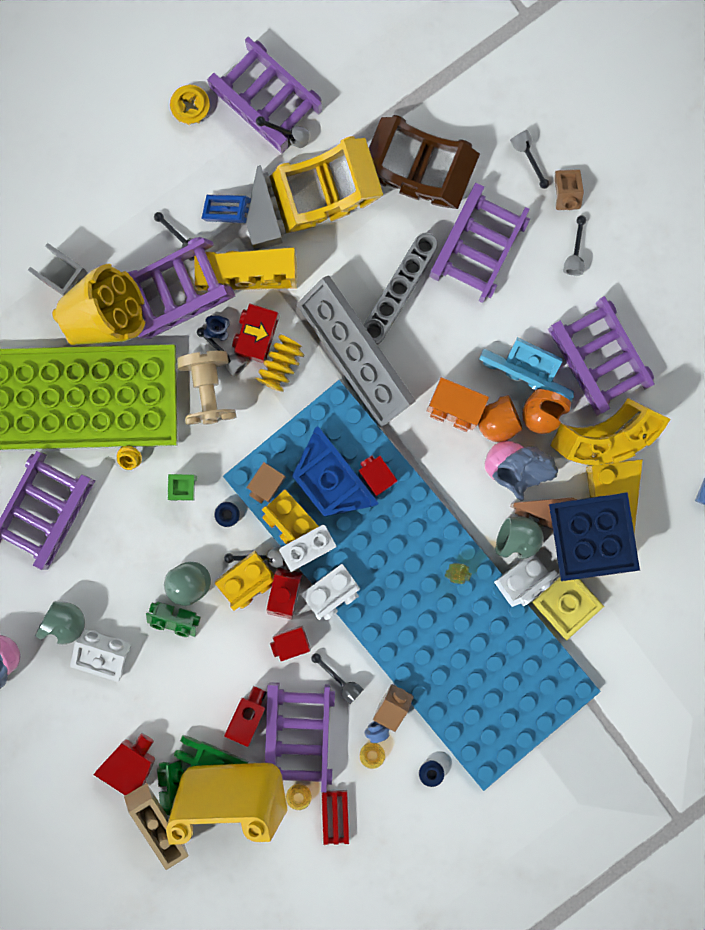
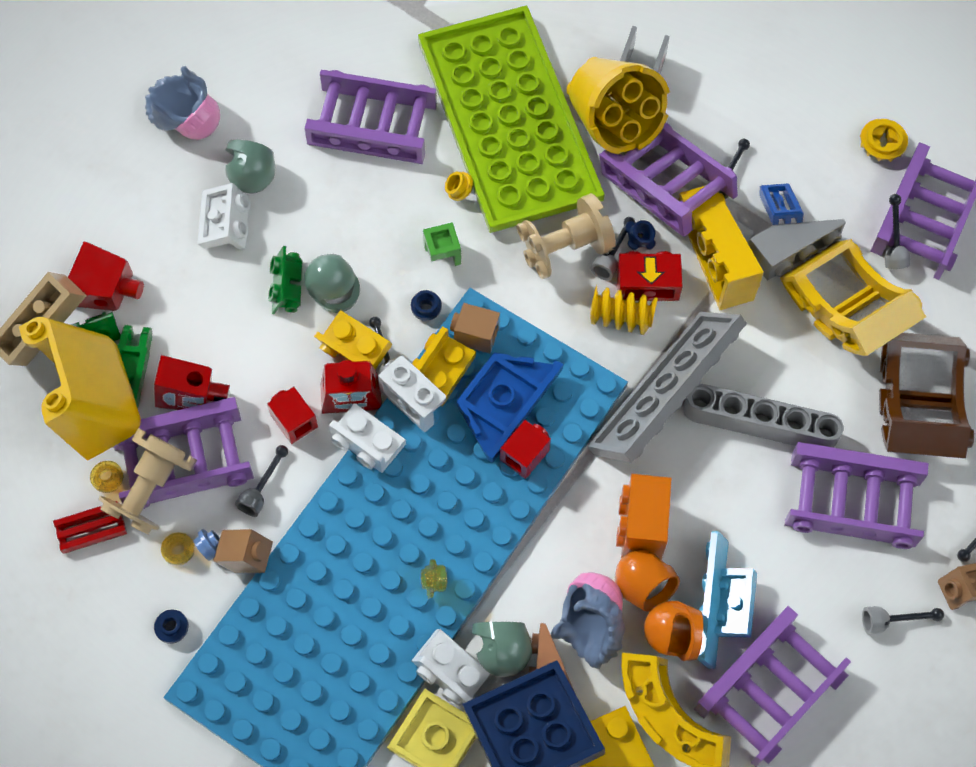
camera: 70 degrees right, 20 degrees down
(307, 755) = (153, 470): none -> tan piece

